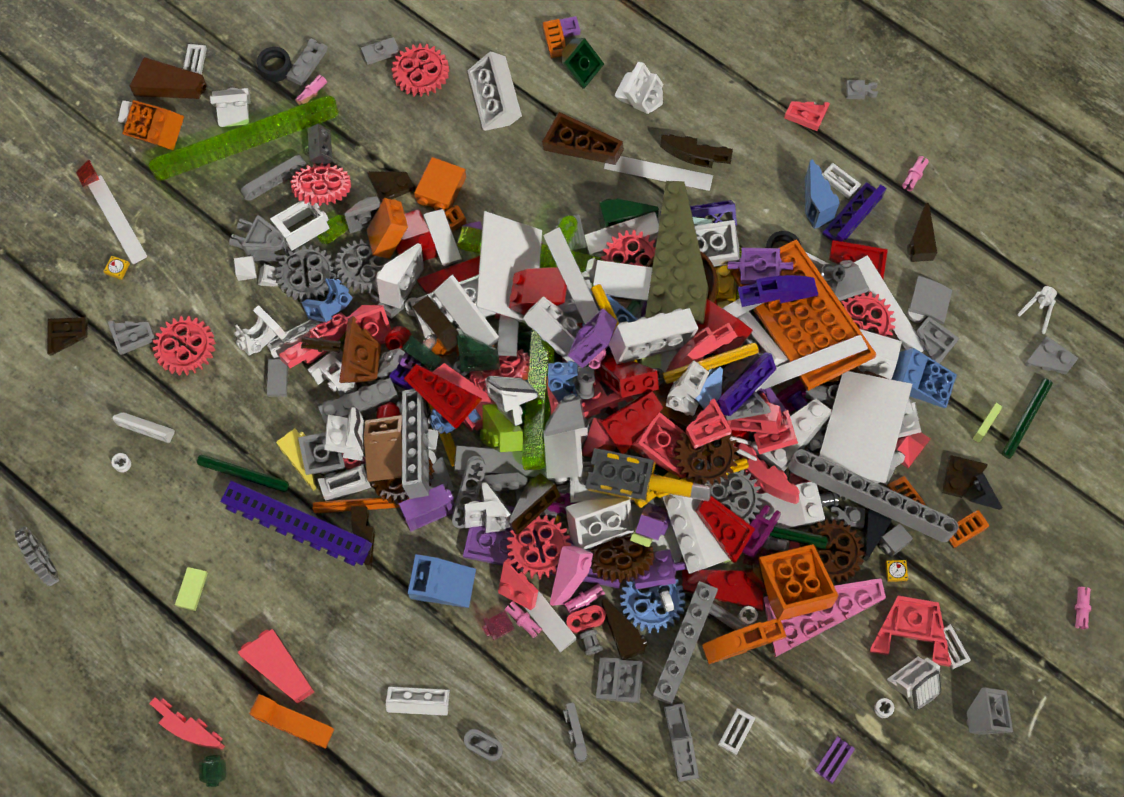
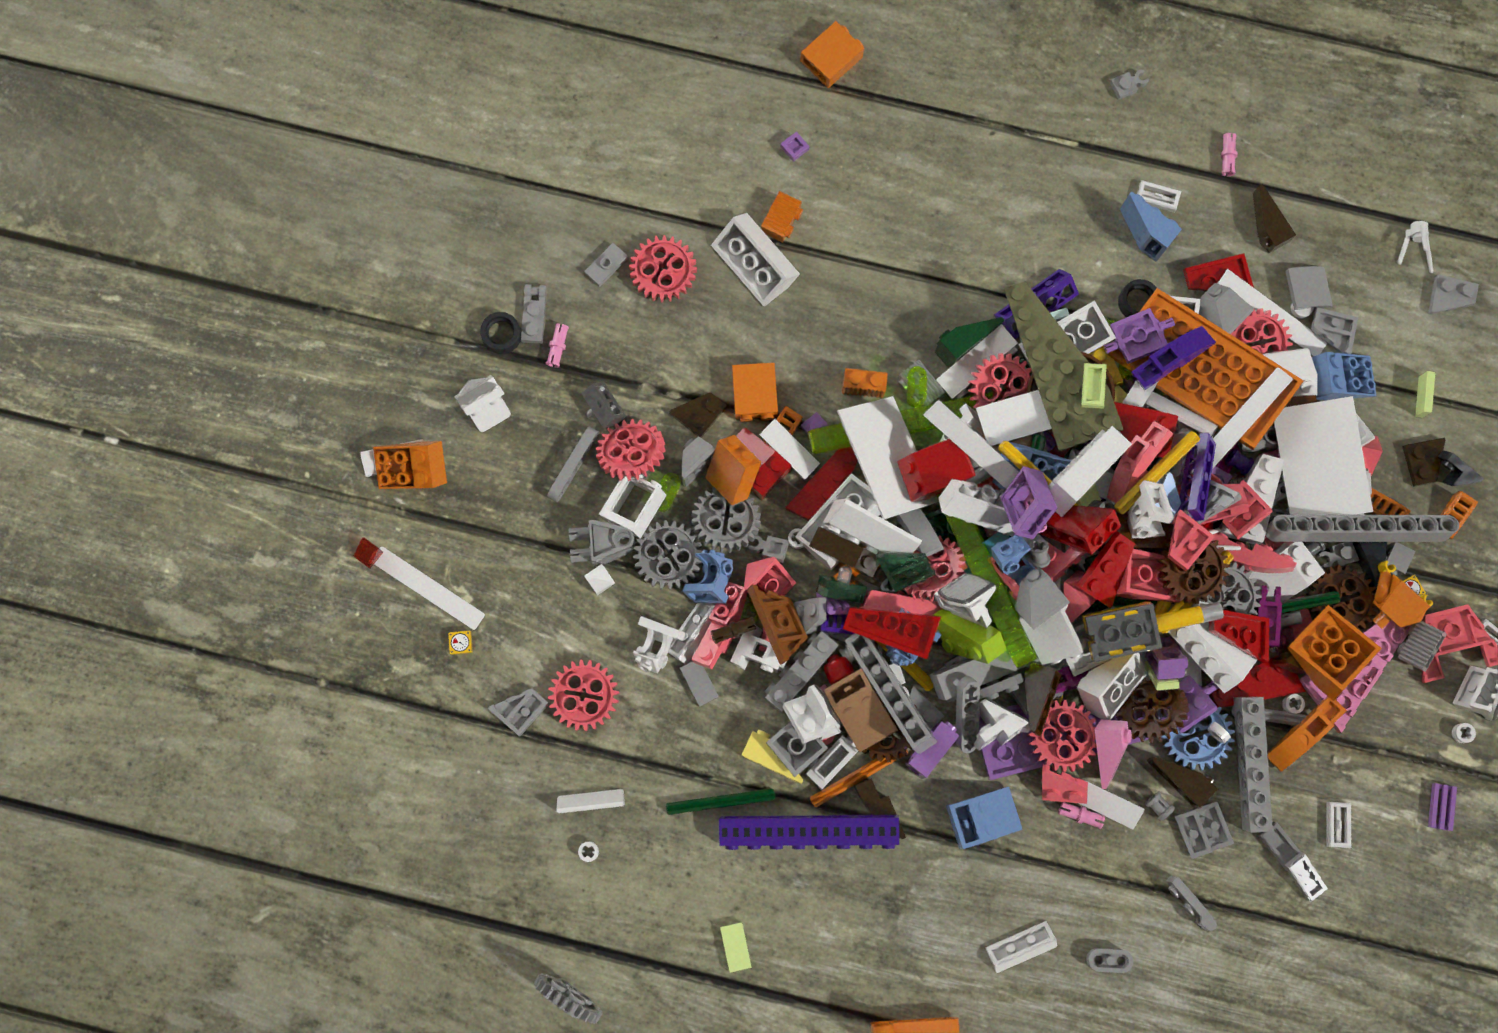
camera: 30 degrees left, 10 degrees up
(65, 332) = (448, 741): dark brown wing -> none
(166, 81) = (394, 406): reddish brown slope -> none
(194, 62) = (415, 384): white tile -> none
(237, 144) = (515, 443): clear neon green beam -> none
(267, 276) = (627, 575): white slope -> none
(275, 663) = (864, 982): coral slope -> none
(397, 337) = (804, 583): red head -> none
(399, 276) = (771, 524): white slope -> none
(498, 626) = (1060, 833): clear pink bracket -> none
(528, 214) = (864, 383): none -> orange brick
(531, 71) = (781, 217): none -> orange brick
(550, 28) = (770, 160): orange slope -> none
(580, 140) = (875, 274): reddish brown wedge -> none
(581, 61) = (828, 181): dark green slope -> none
(584, 598) = (1130, 765): bright pink pin -> none
(584, 616) = (1141, 785): coral plate -> none
(641, 89) = (906, 187): white piece -> none
(661, 172) = (968, 270): white sticker -> none
(695, 277) = (1093, 385): none -> yellowish green tile
(701, 155) = (990, 233): dark brown slope -> none
(807, 114) = (1090, 136): coral wing -> none
(832, 272) = (1209, 308): dark grey bush -> none
(856, 216) = (1198, 226): dark purple fence -> none
(876, 569) = (1397, 600): none -> orange torso
(880, 616) = (1421, 645): none -> light grey brick
(1027, 418) = (1458, 370): dark green axle -> none

